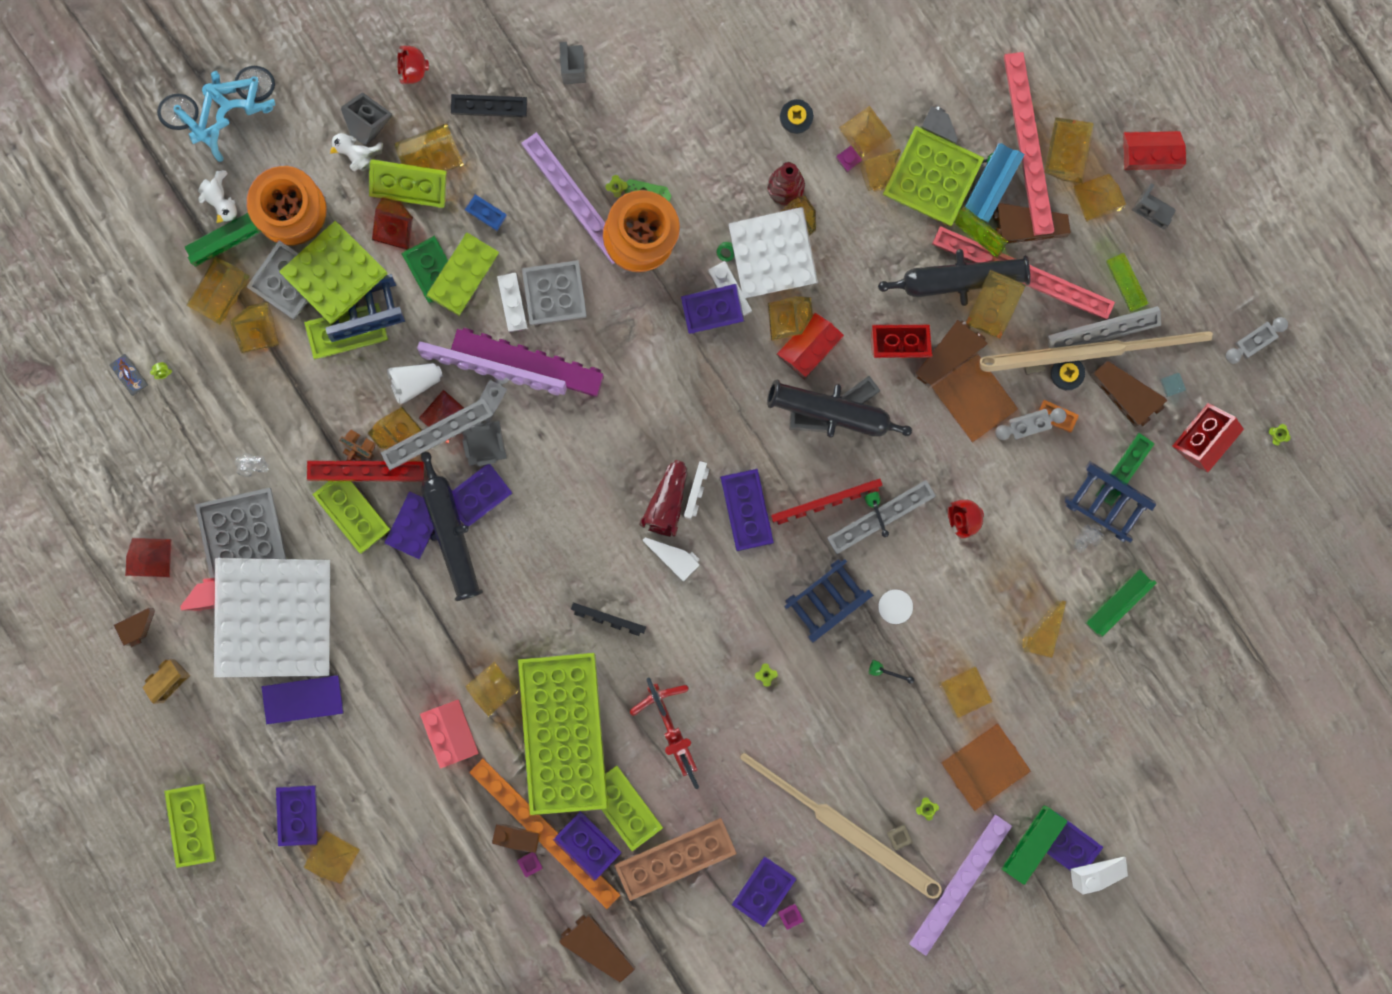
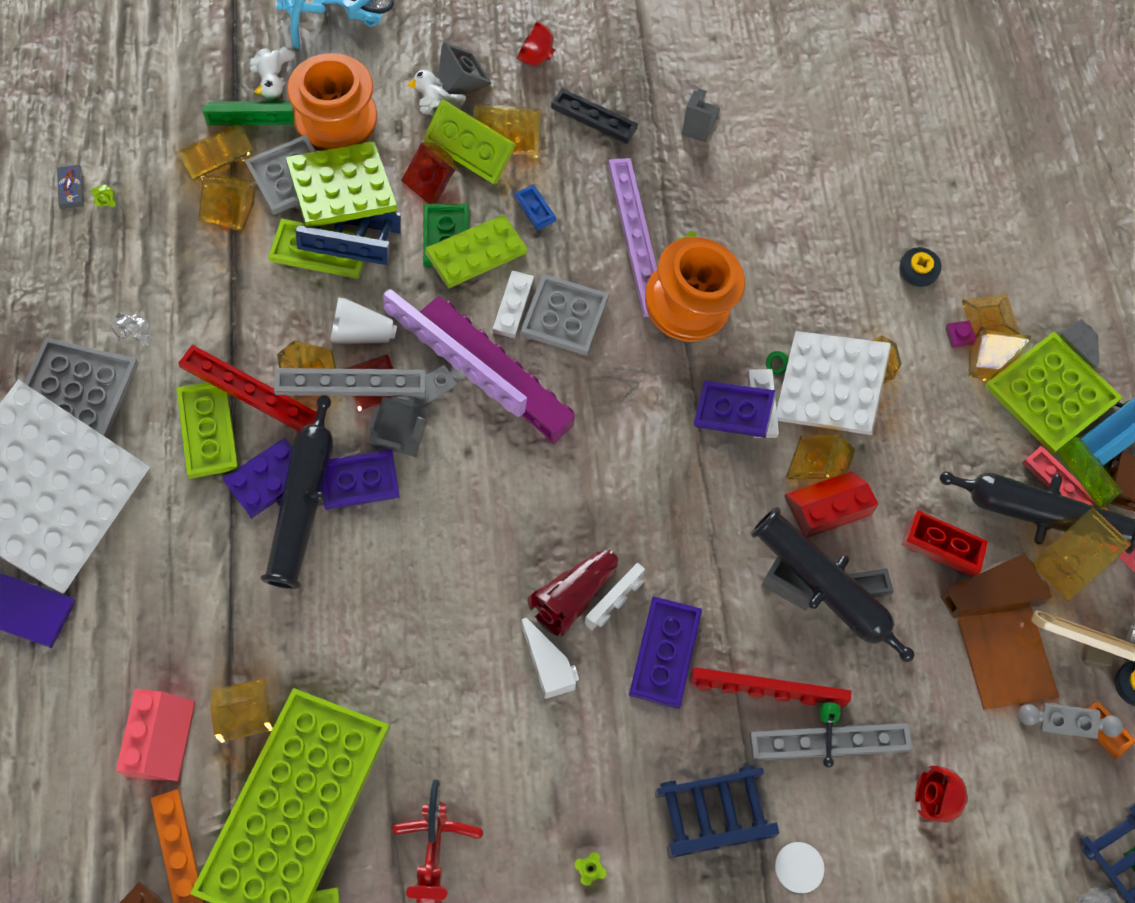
camera: 25 degrees right, 20 degrees down
(350, 440) = (254, 355): dark orange hips -> none
(600, 617) = (437, 703): black plate -> none
(786, 184) = (883, 313): dark red cone -> none

